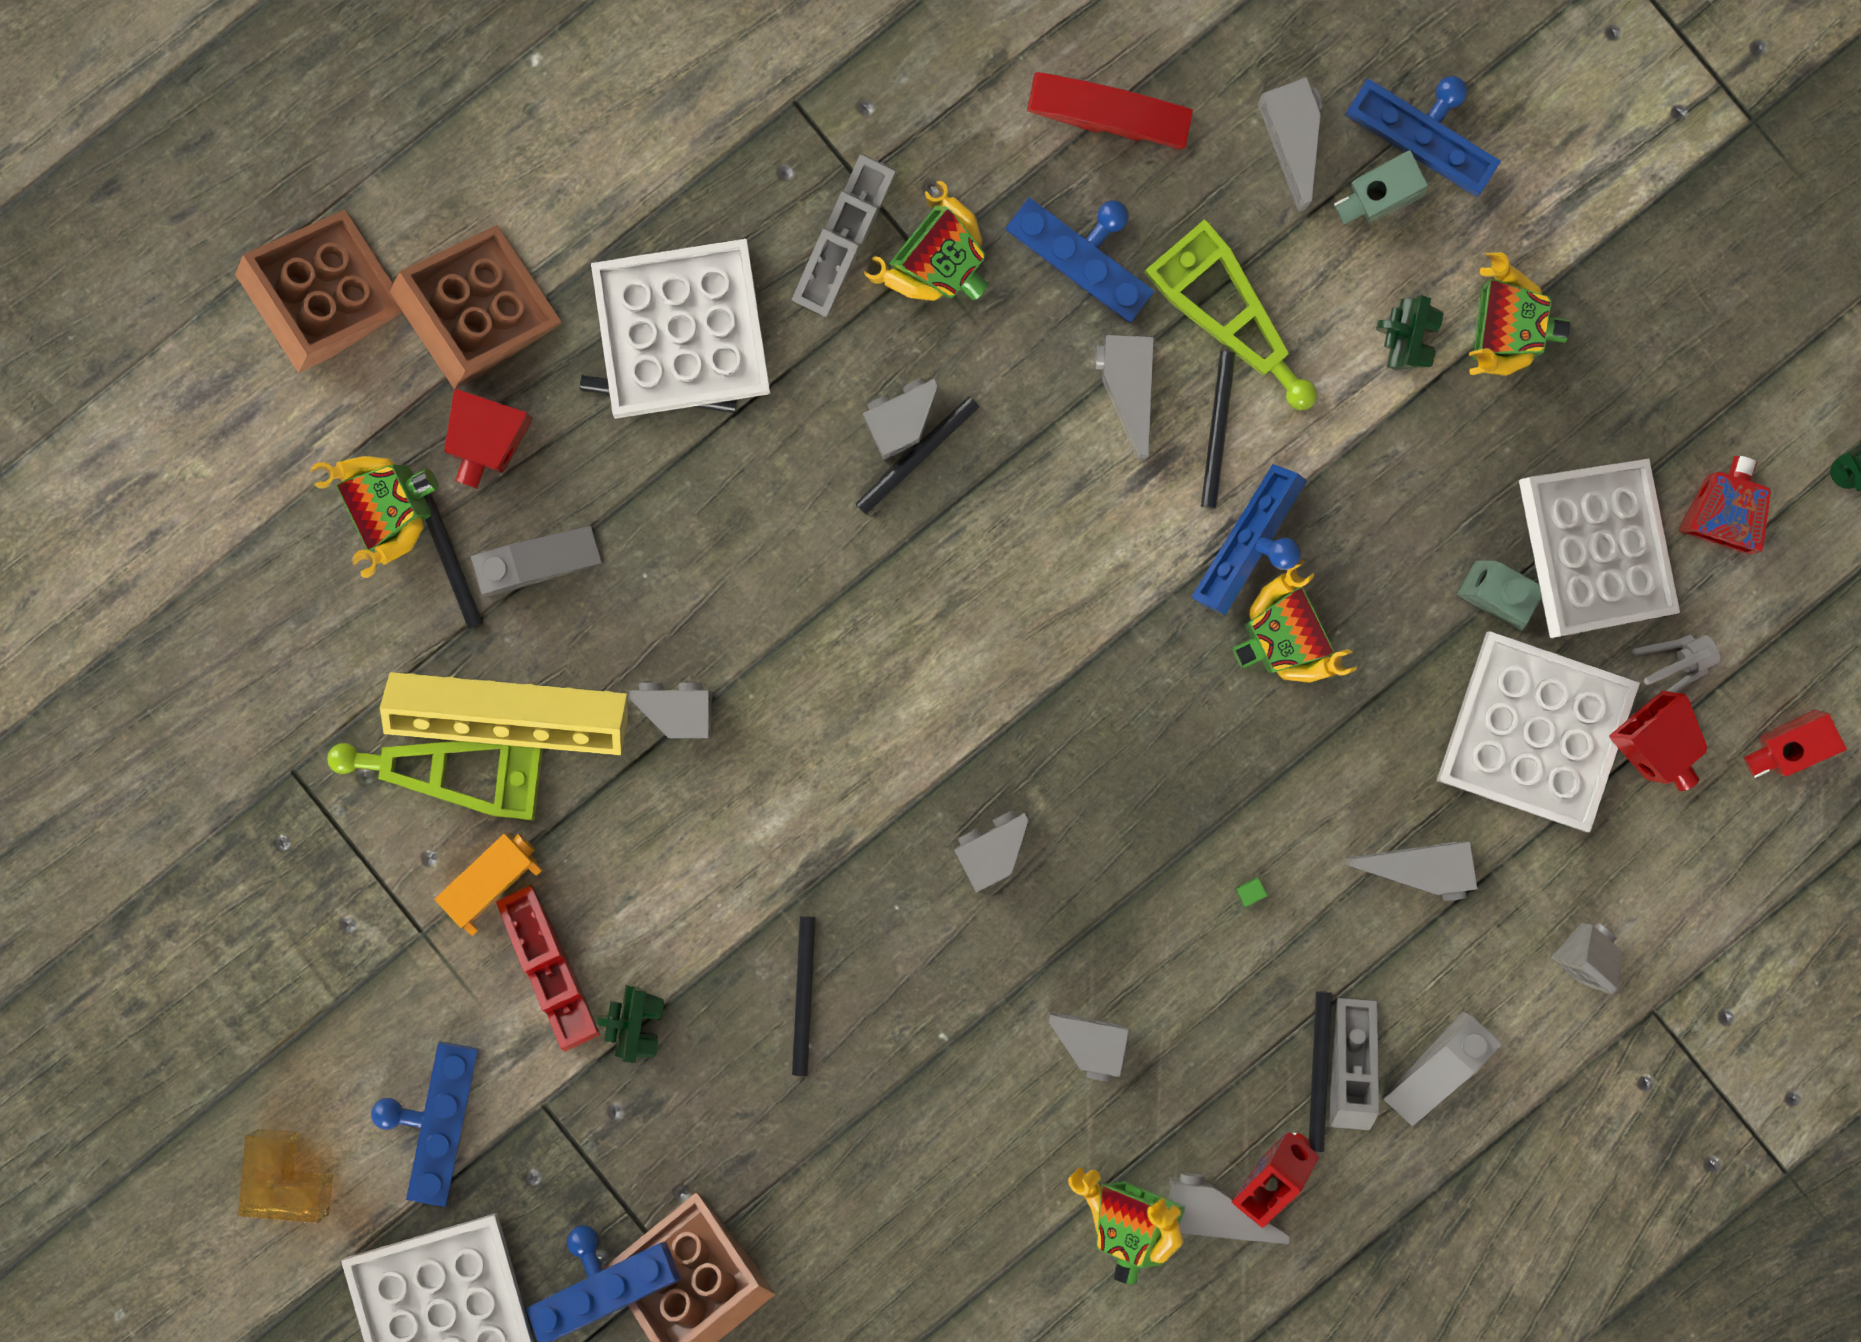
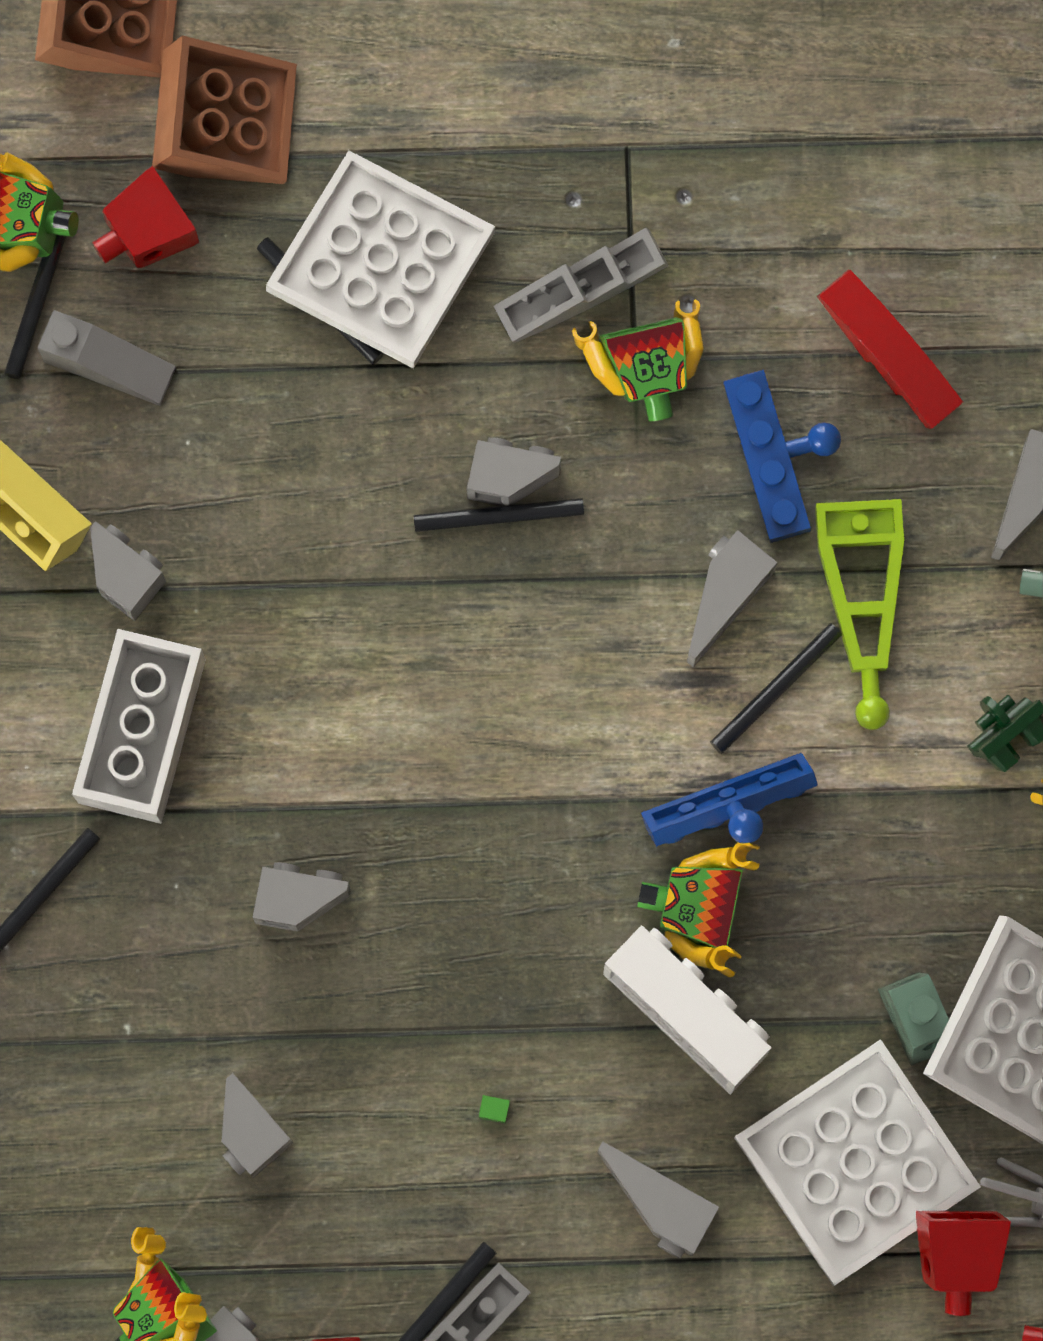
camera: 40 degrees right, 10 degrees down
(781, 816) = (139, 726): none -> white brick
(1340, 718) = (687, 1009): none -> white brick

